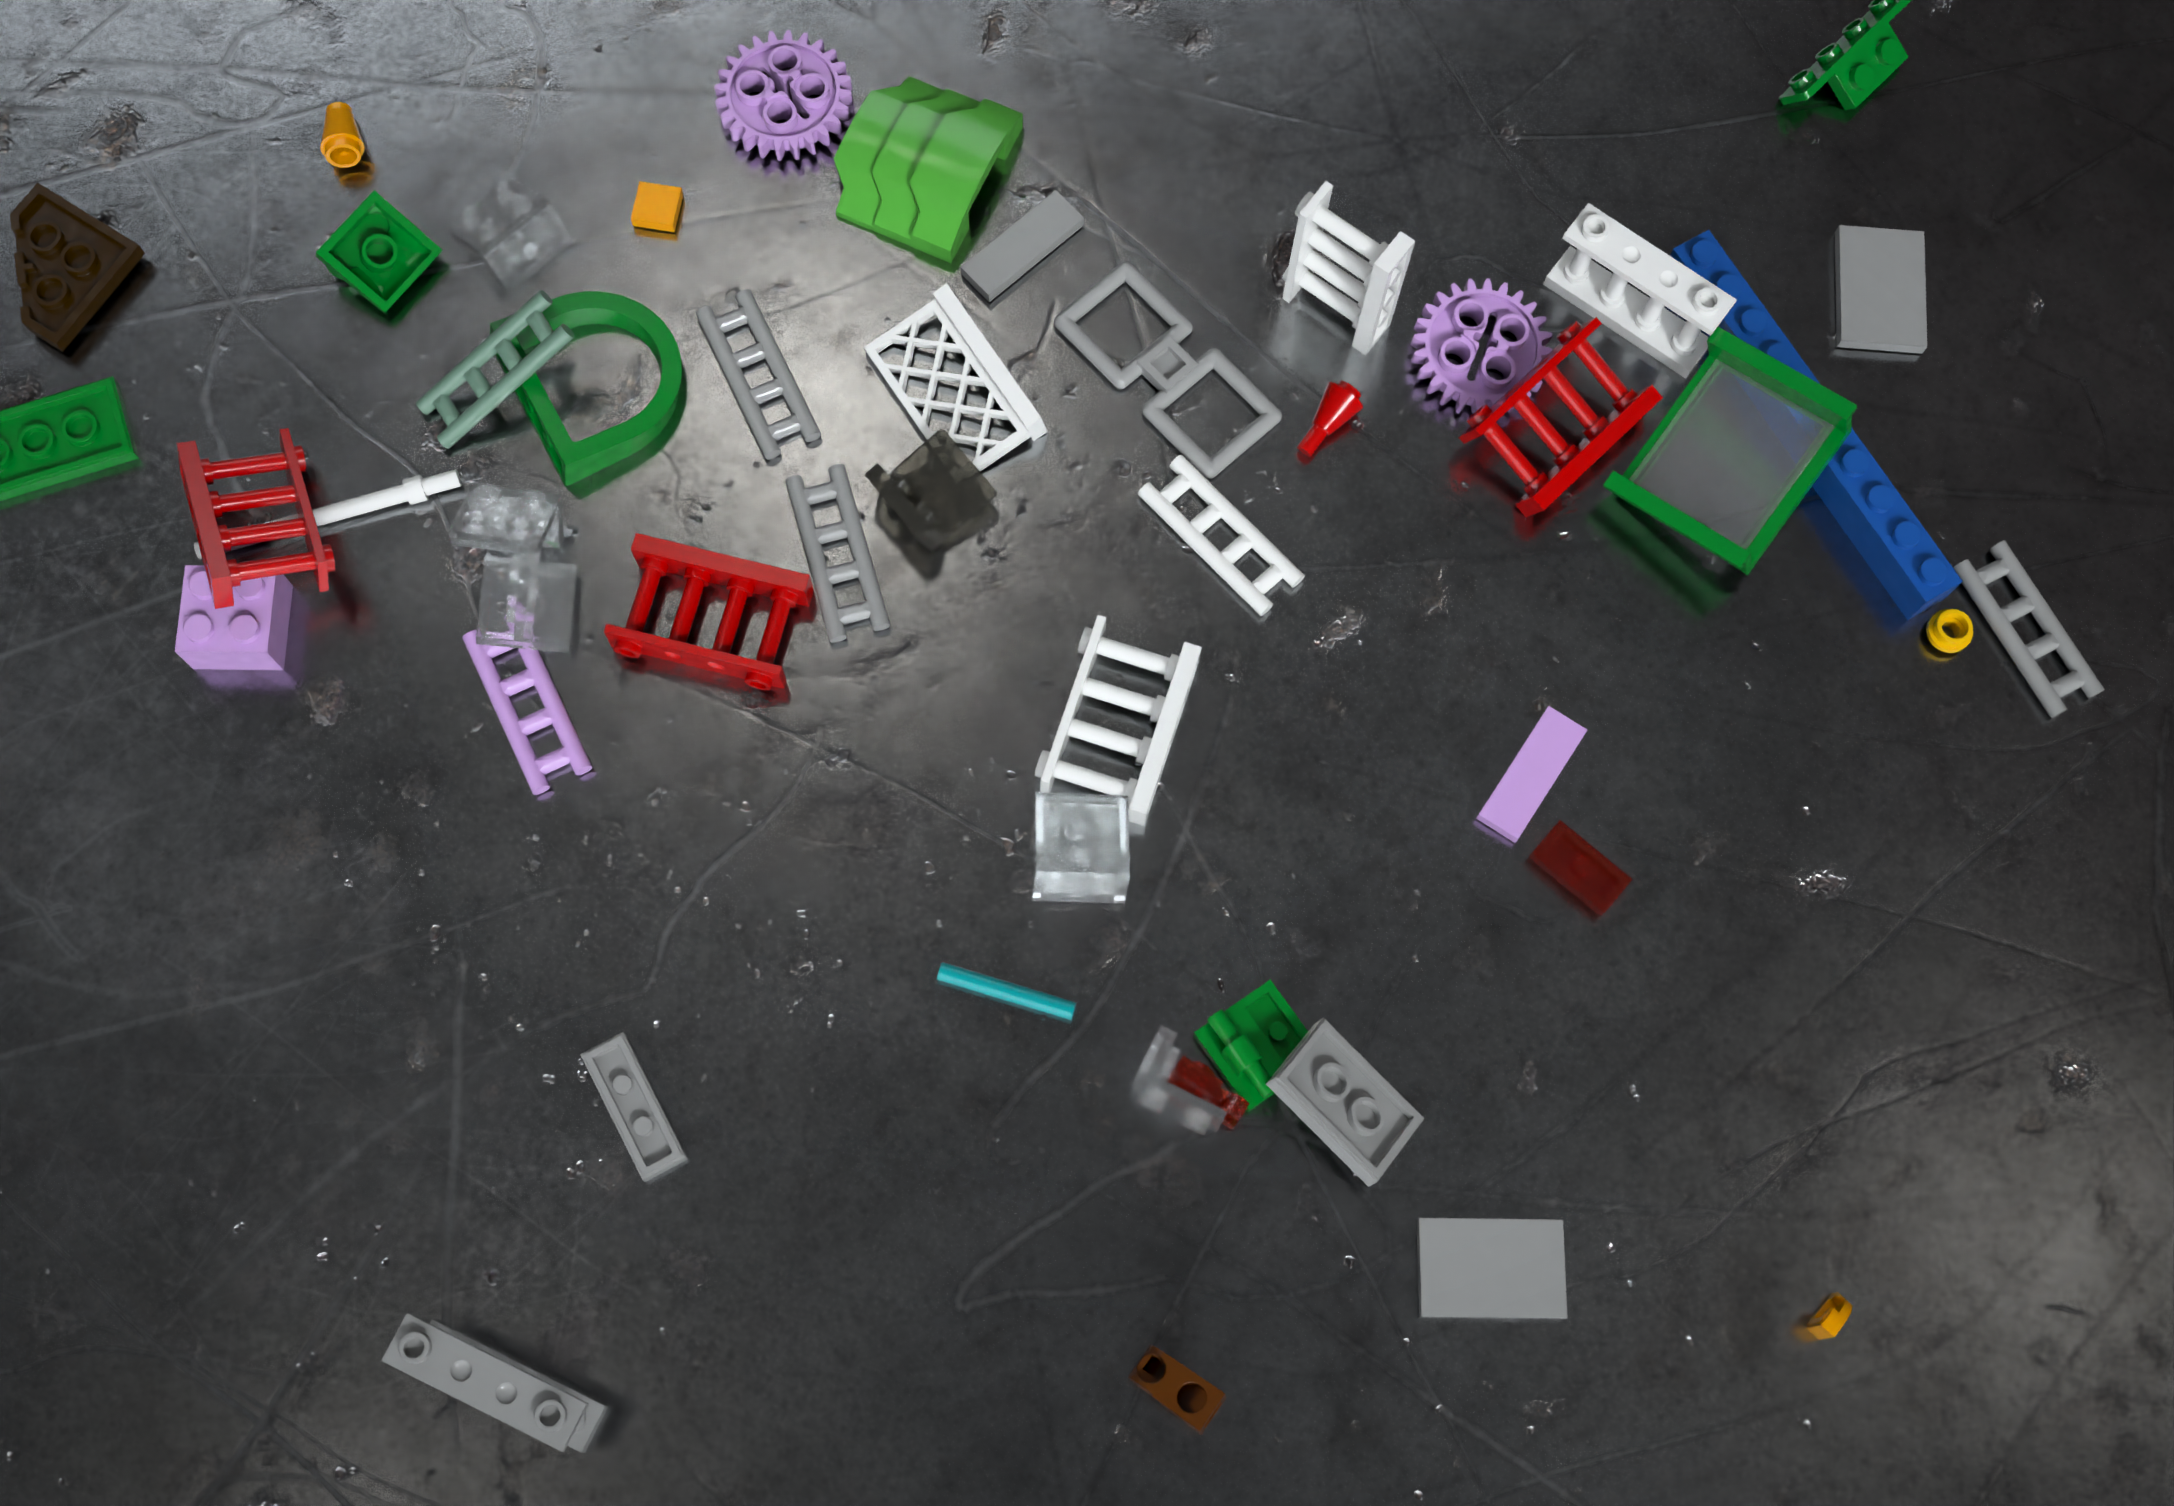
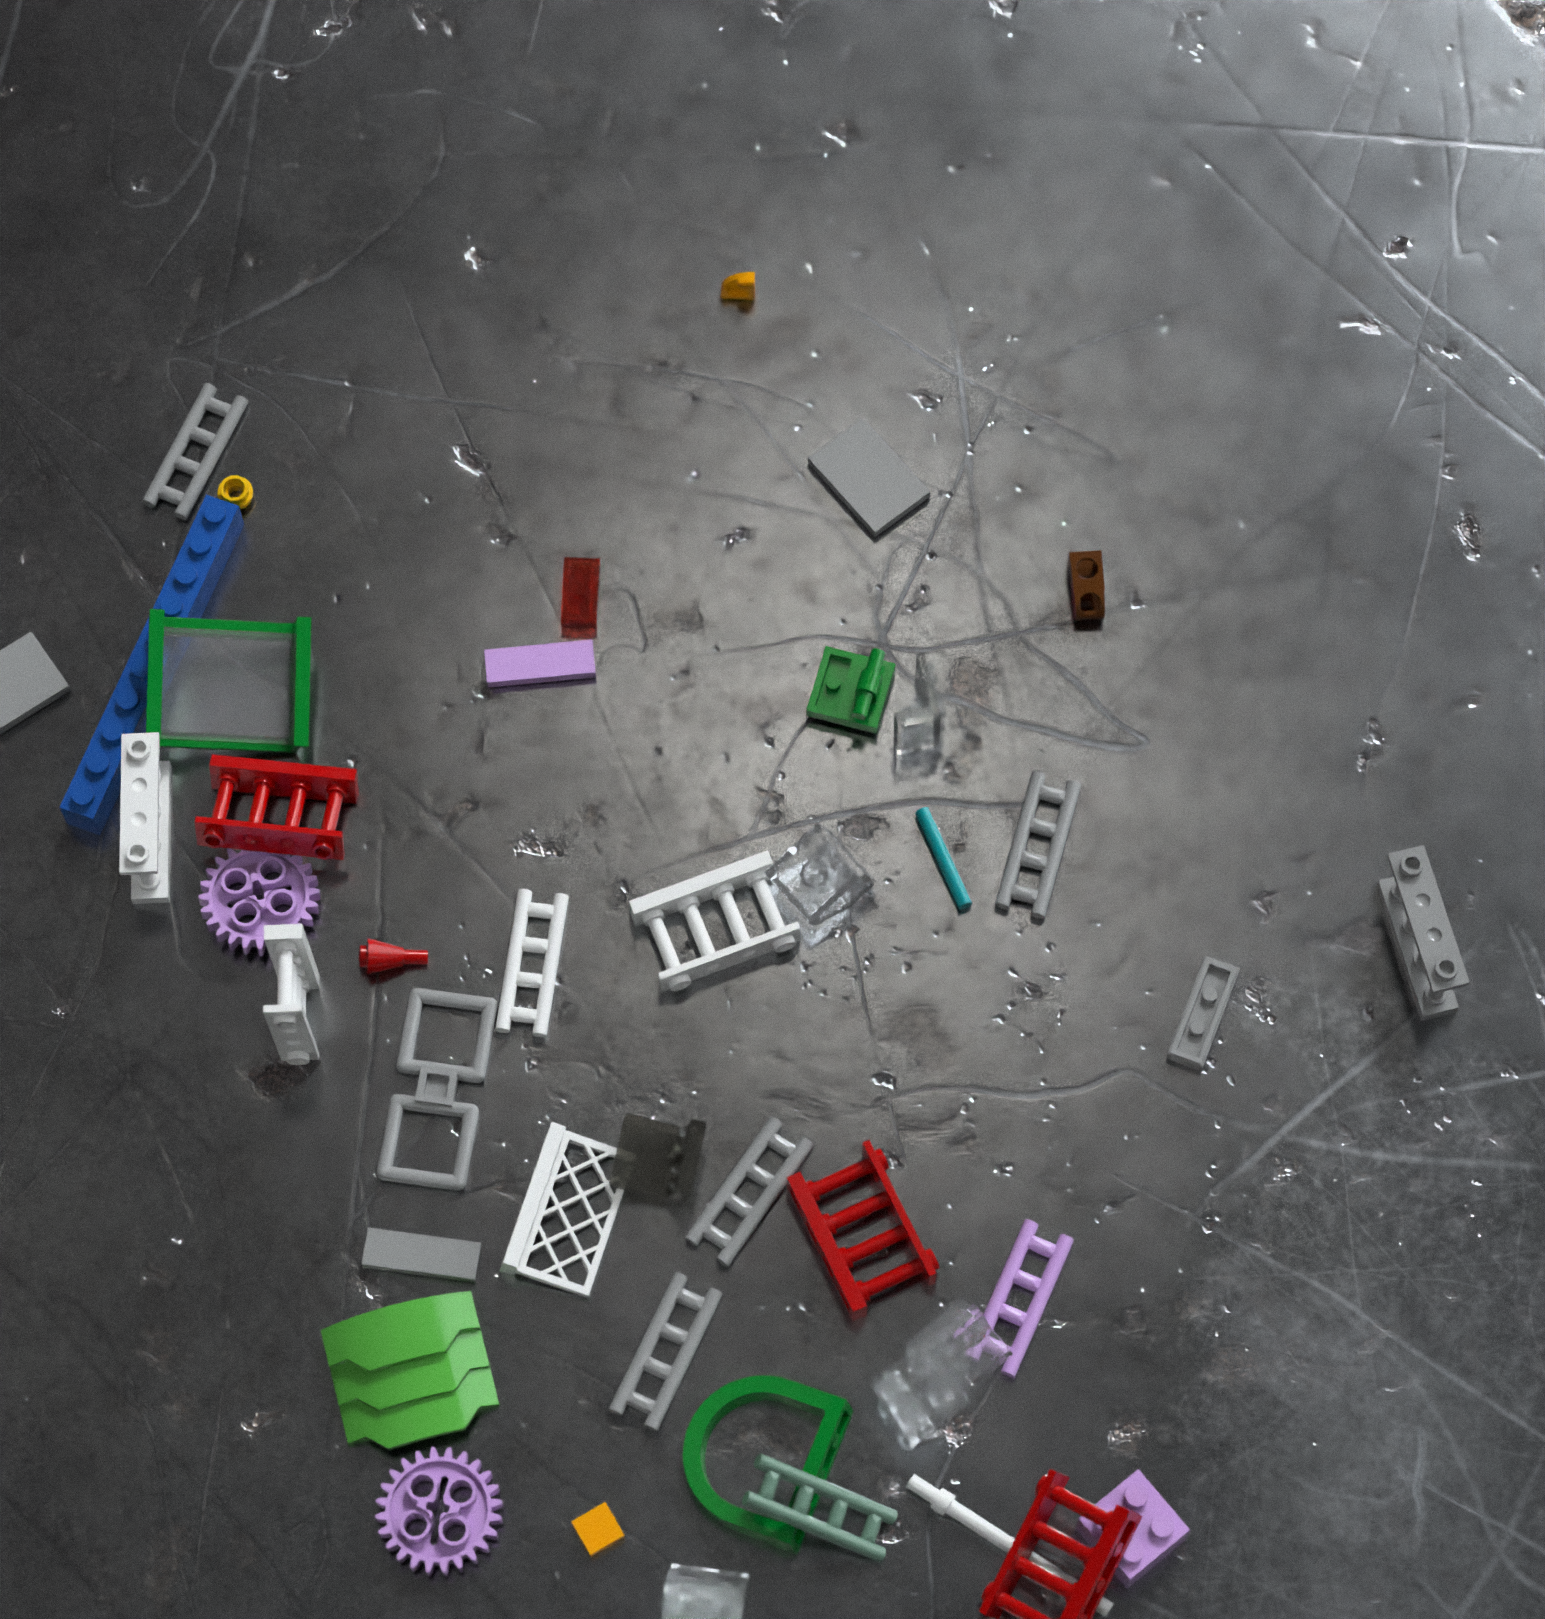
camera: 125 degrees left, 5 degrees down
(938, 1124) = (1019, 857): none -> light grey bar
(1203, 1083) = (904, 688): clear red plate -> none
(1345, 1101) = (845, 612): light grey tile -> none

